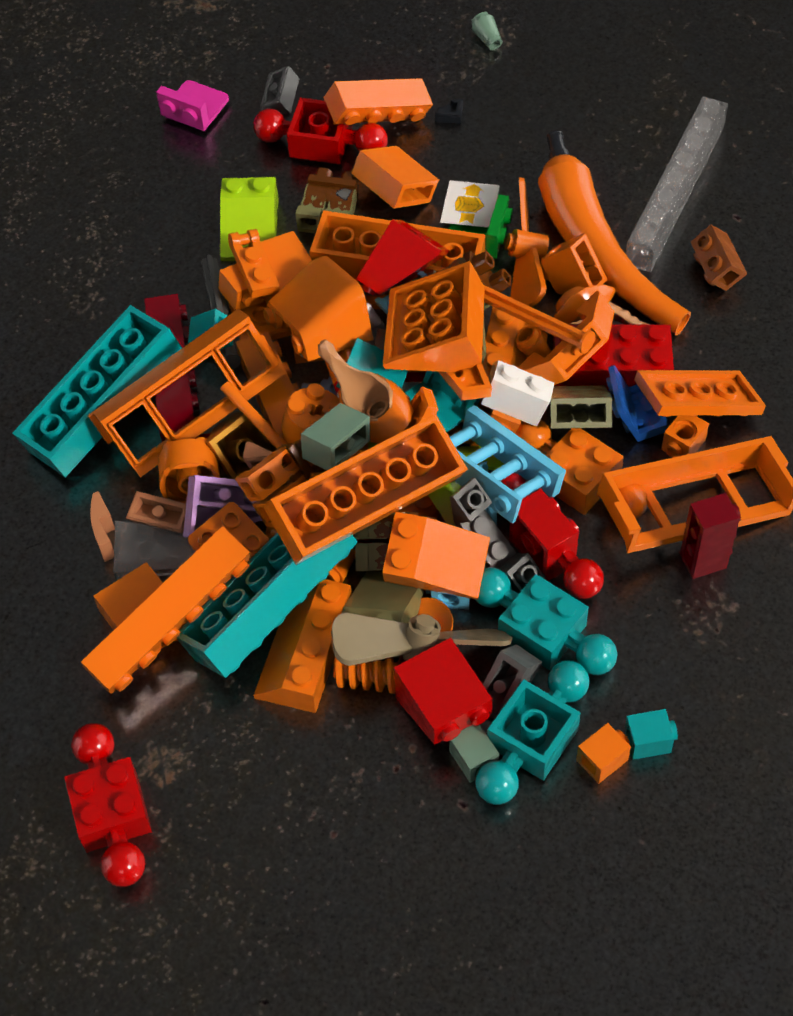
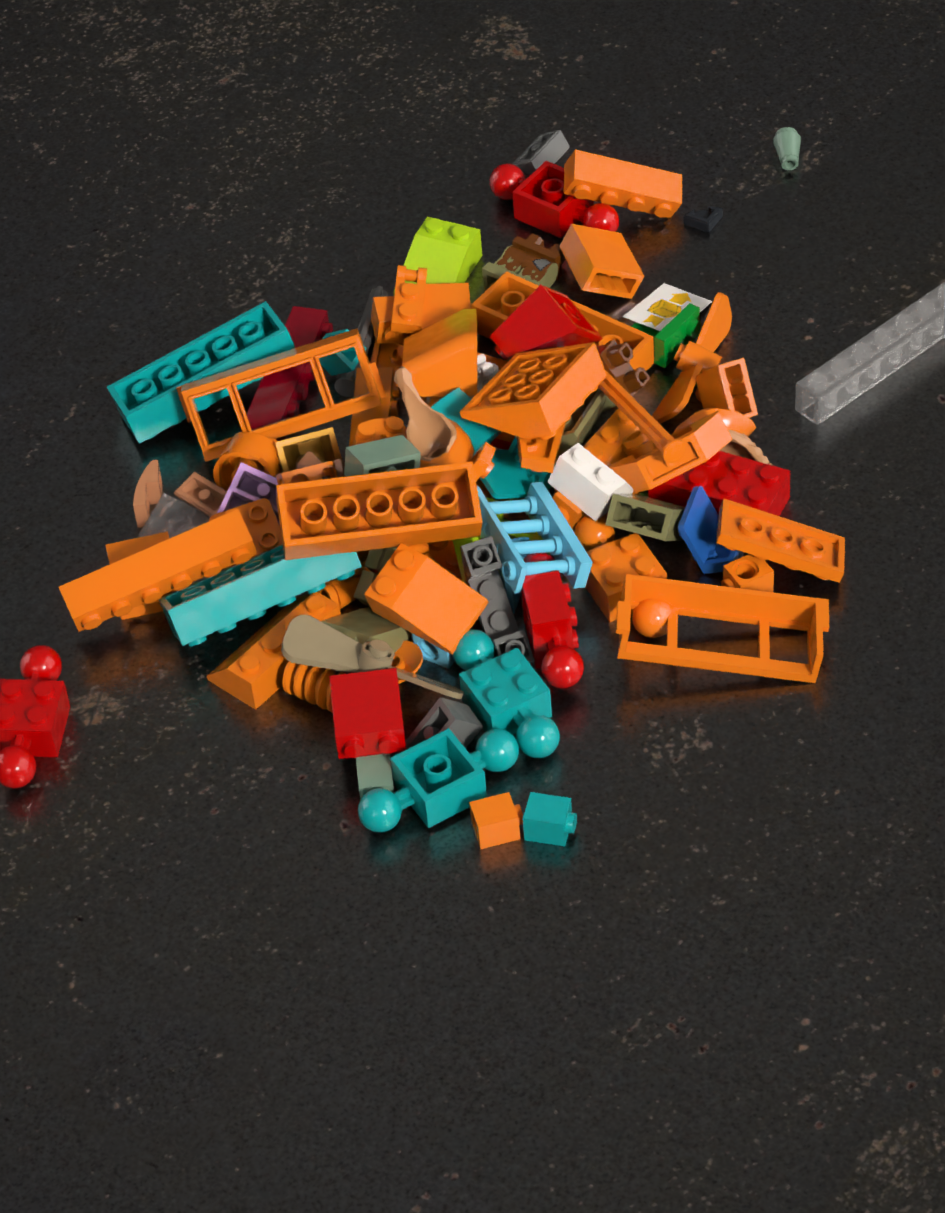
camera: 25 degrees right, 10 degrees down
(191, 104) = (446, 144): dark pink bracket -> none
(252, 415) = (327, 427): orange bar -> none
(576, 210) = (765, 342): orange animal -> none
(709, 535) = (703, 663): dark red brick -> none
(718, 258) = (887, 426): dark orange brick -> none

